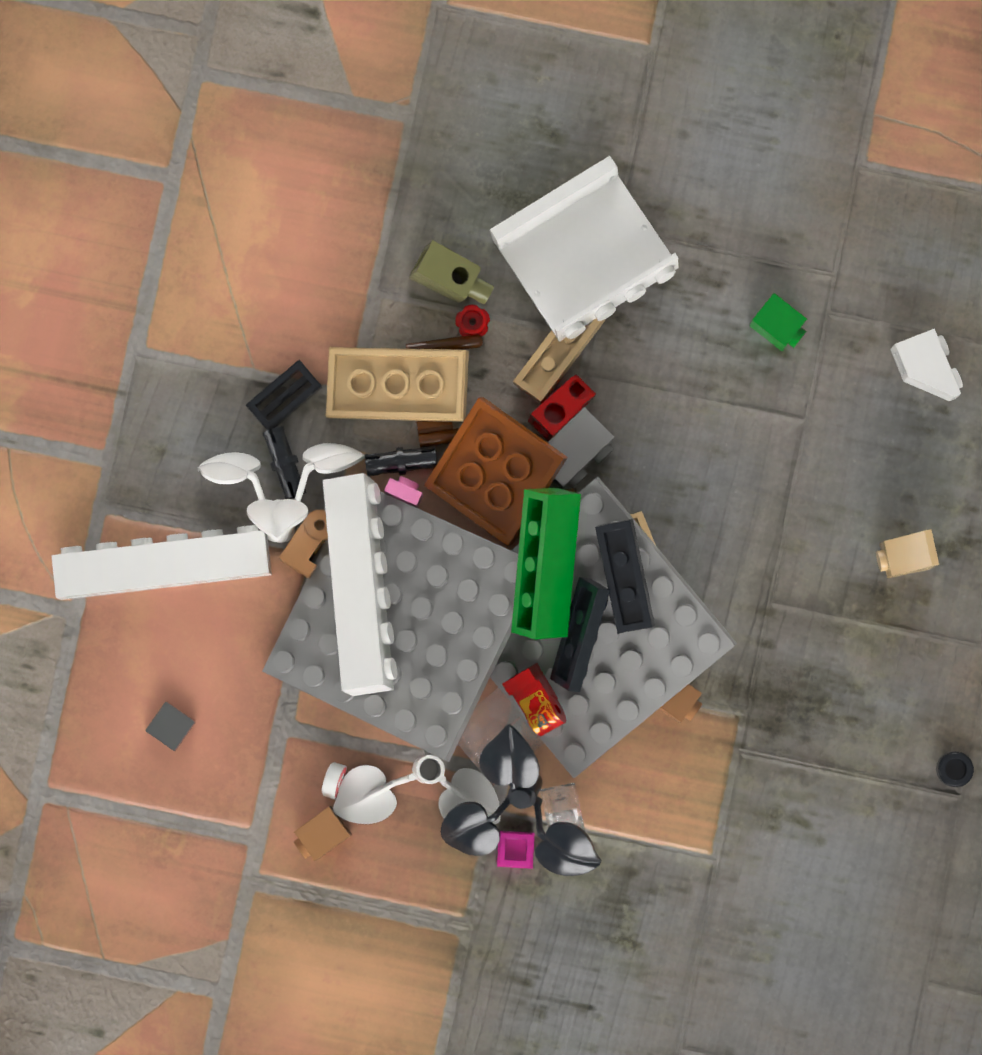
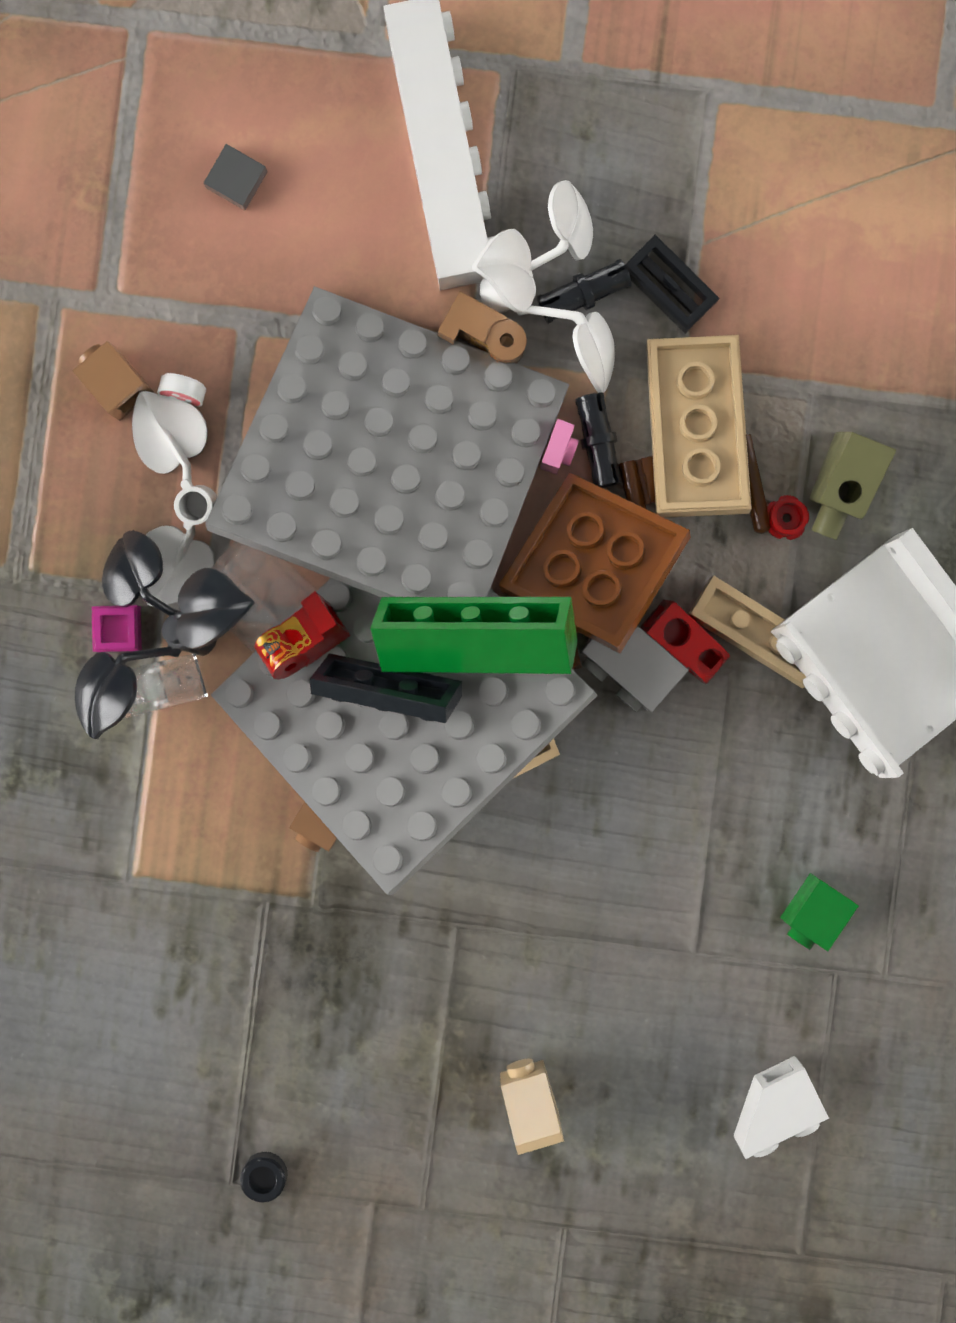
camera: 85 degrees right, 5 degrees up
(359, 585) = (429, 393): white brick -> none
(625, 576) = (466, 741): black plate -> none

